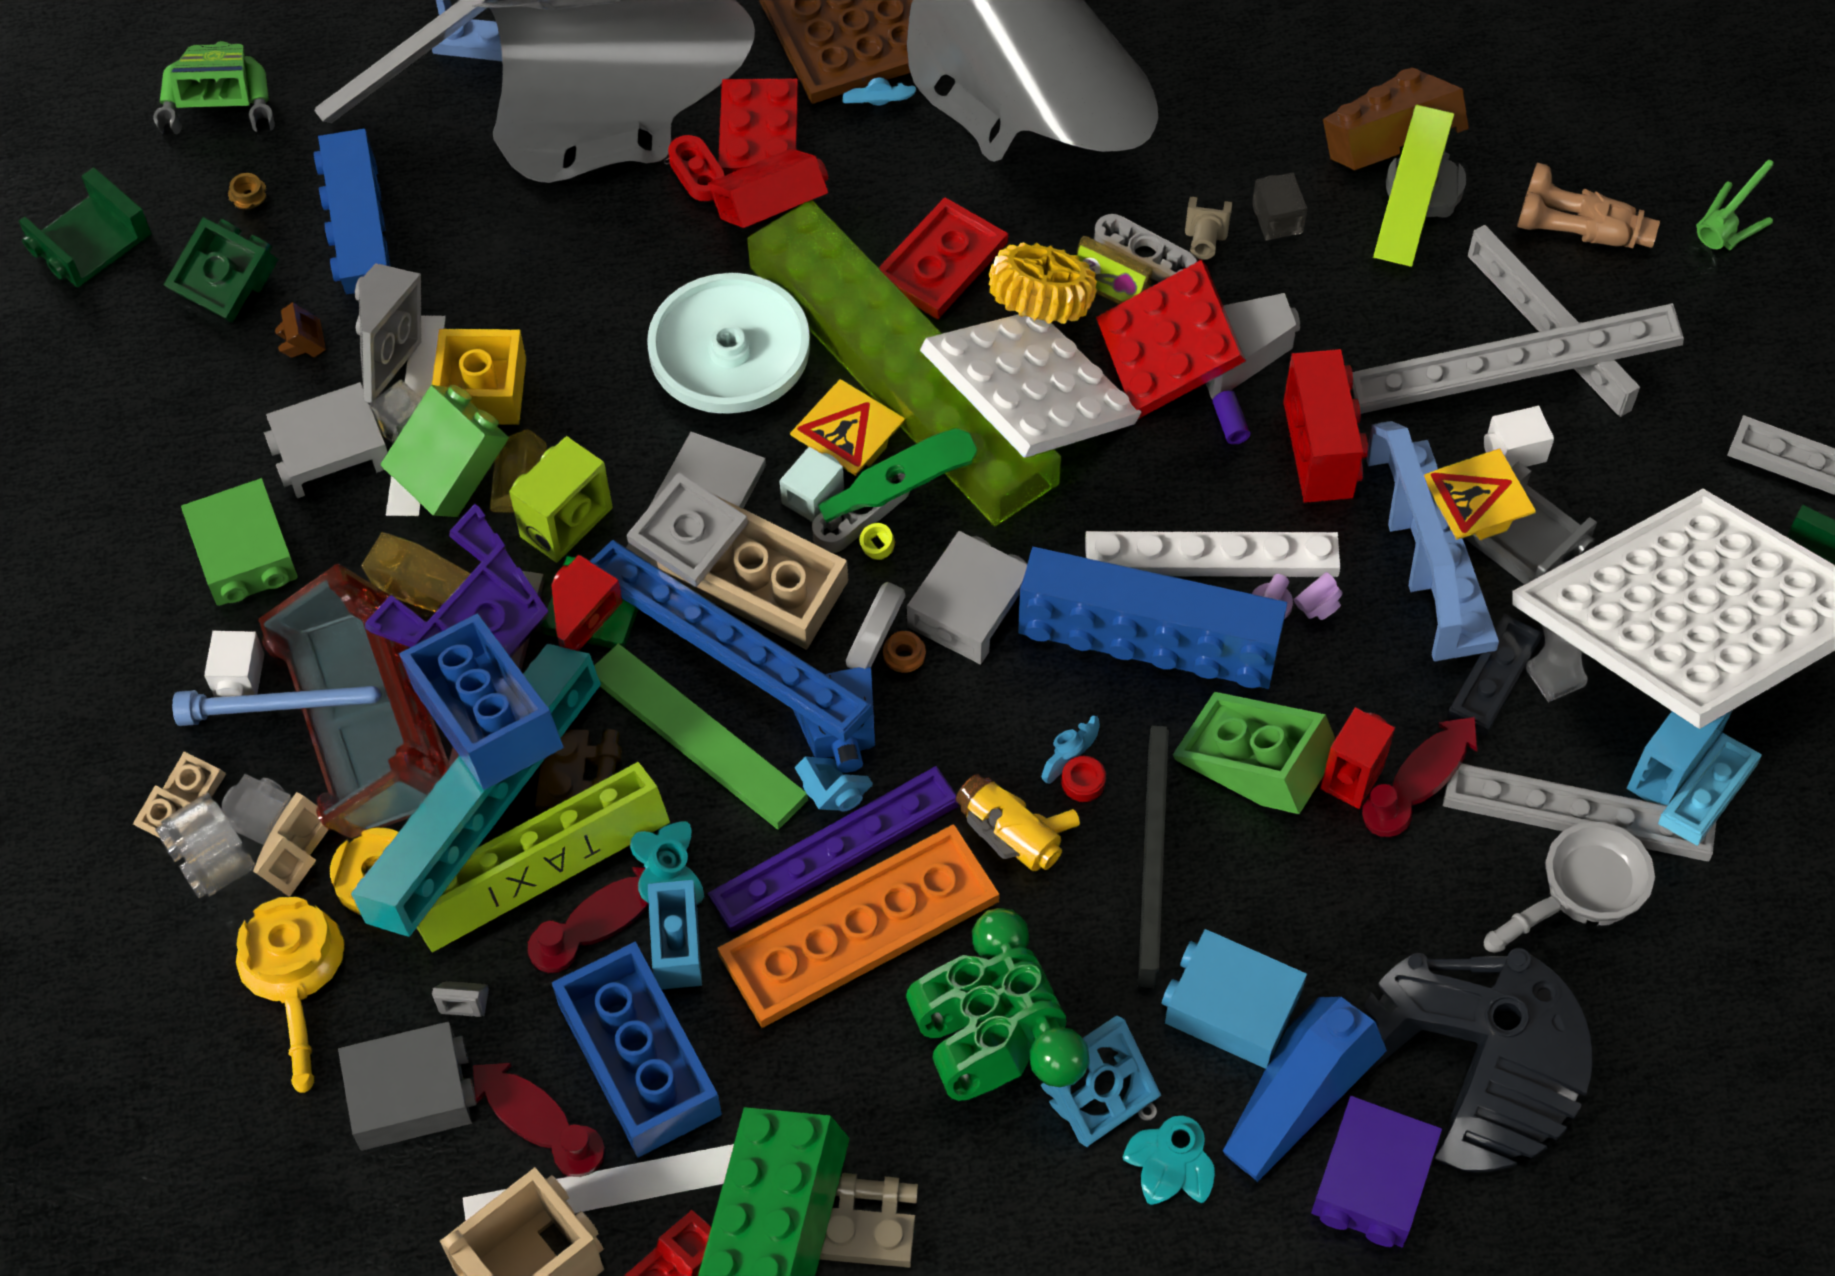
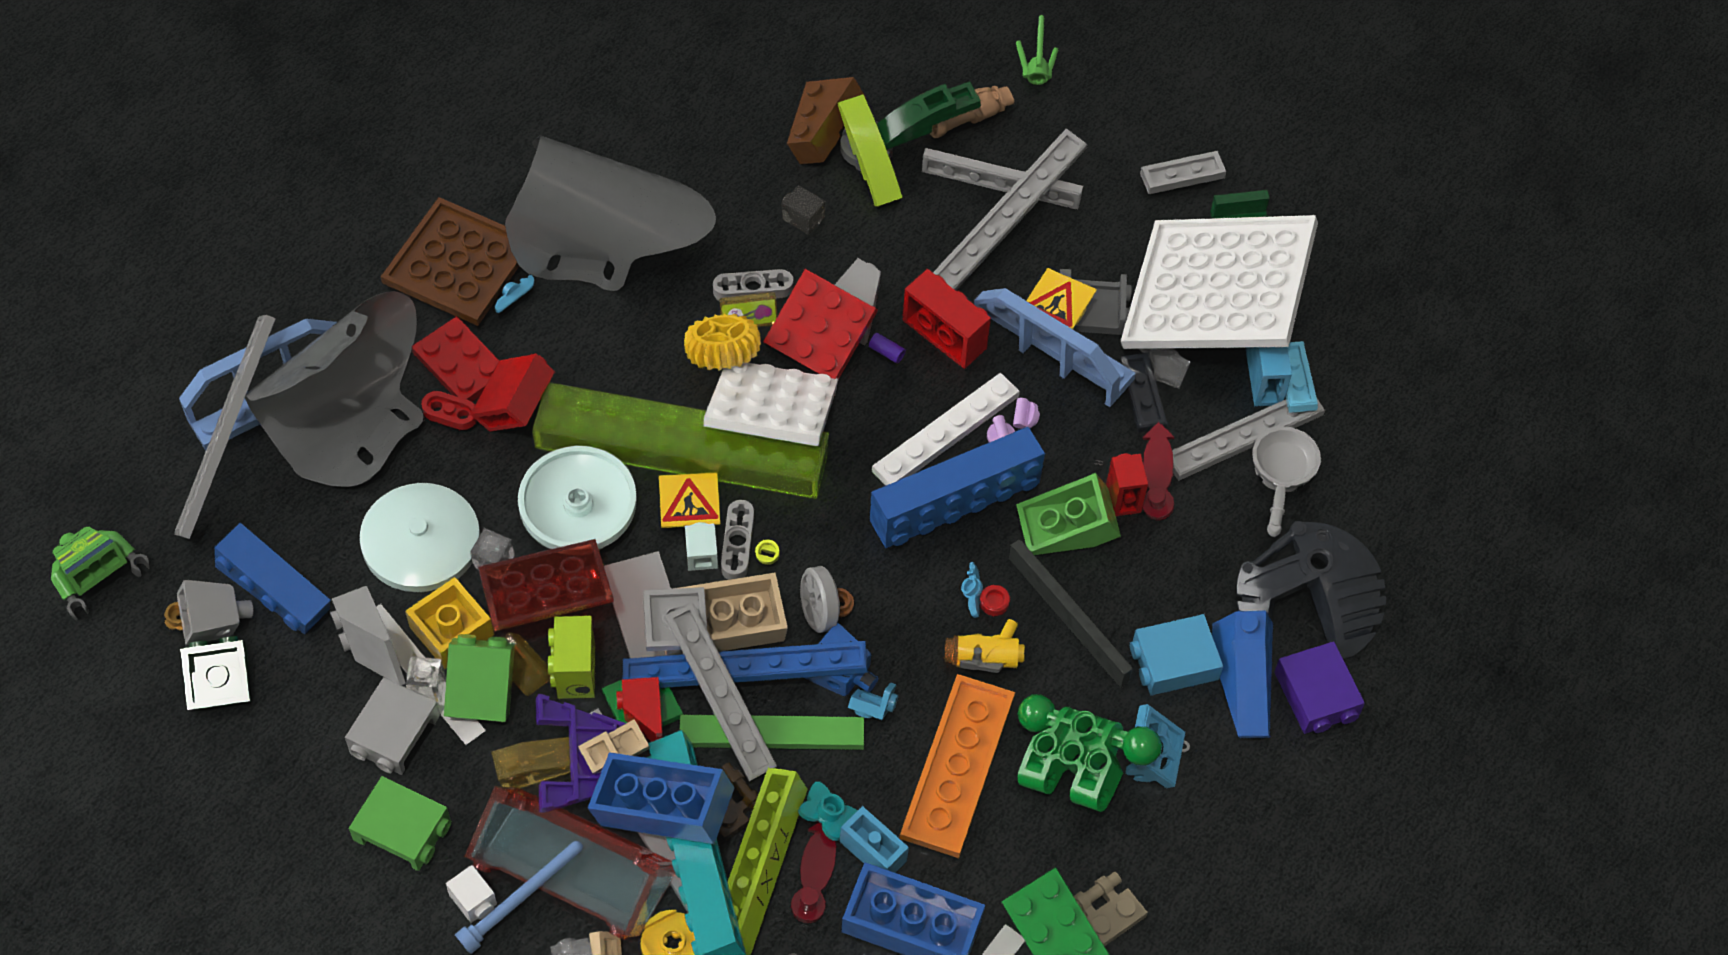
camera: 45 degrees left, 0 degrees up
(89, 233) = (98, 712): dark green panel -> none
(272, 203) = (210, 610): none -> light grey torso
(301, 332) = (309, 674): reddish brown tile -> none
(509, 620) = (624, 740): none -> tan slope
(544, 274) = (419, 537): none -> light aqua dish
(592, 338) = (491, 549): none -> clear brick
(602, 402) = (545, 584): none -> clear red slope
(666, 642) = (720, 691): none -> light grey tile
(833, 850) = (904, 736): dark purple tile -> none
(918, 463) = (760, 491): green piece -> none
(943, 256) = (645, 363): red plate -> none
(966, 596) = (848, 544): light grey panel -> none
(1168, 1167) = (1222, 764): teal plate -> none
(1206, 227) = (774, 247): dark tan piece -> none
(1518, 178) = (922, 112): none -> dark green slope
(1520, 436) = (1044, 254): white brick -> none

